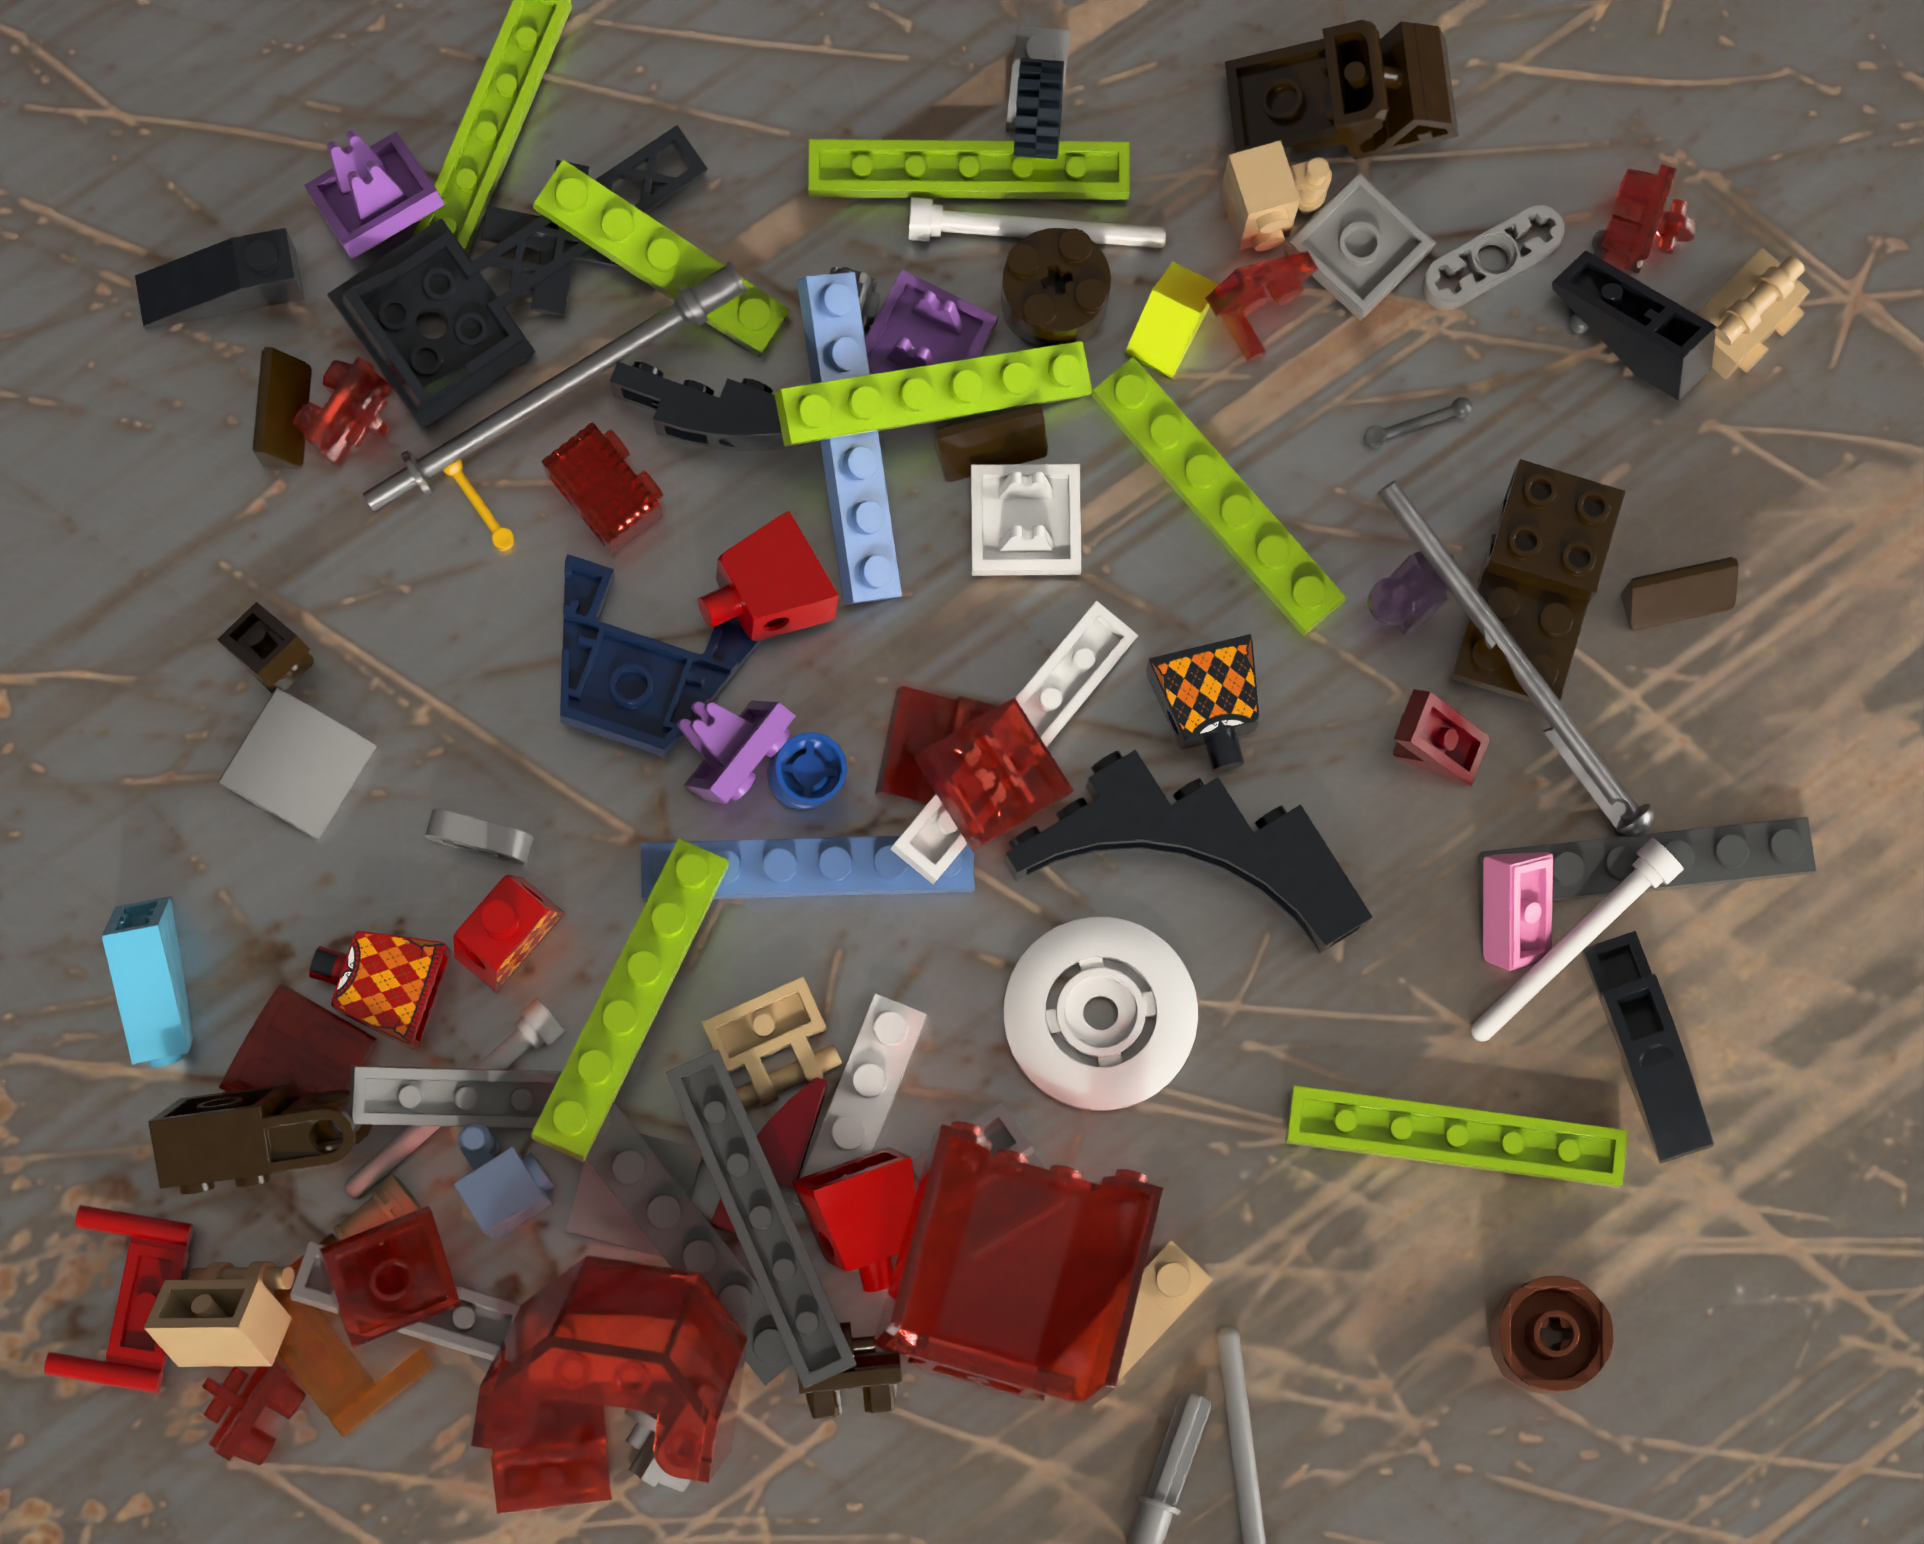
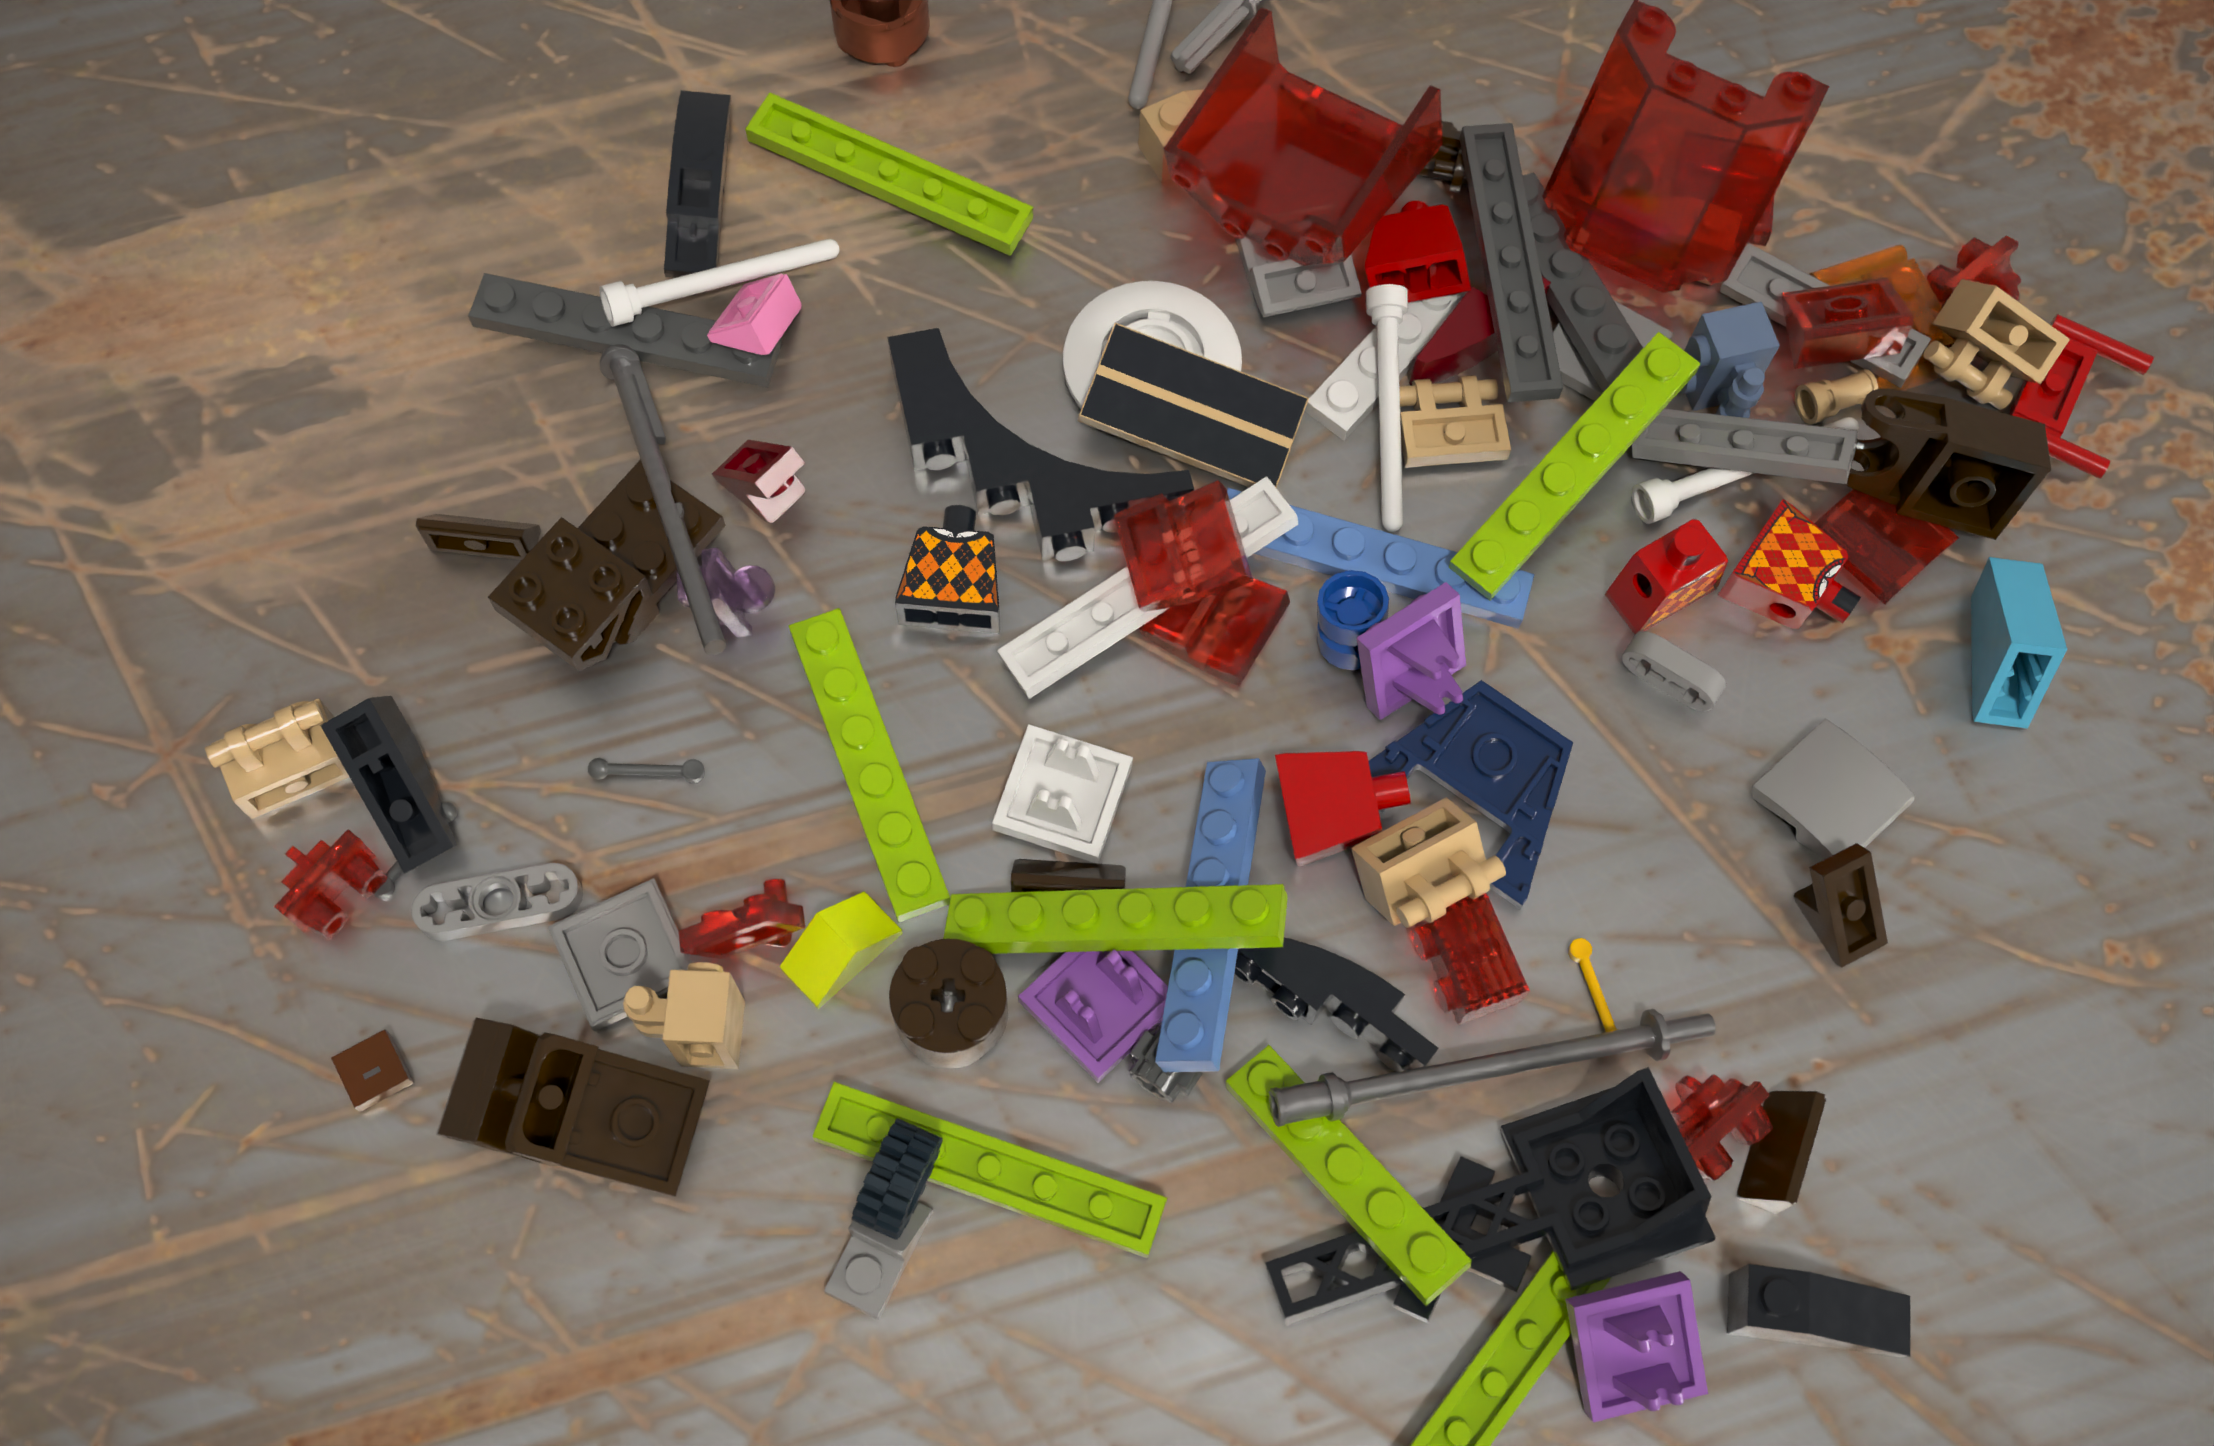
camera: 160 degrees left, 10 degrees down
(671, 550) = (1425, 865): none -> tan brick
(873, 1127) = (1387, 306): none -> white piece
(931, 220) = (1048, 1128): white piece -> none
(1037, 954) = (1192, 408): none -> black tile
(1529, 83) = (372, 1070): none -> reddish brown tile

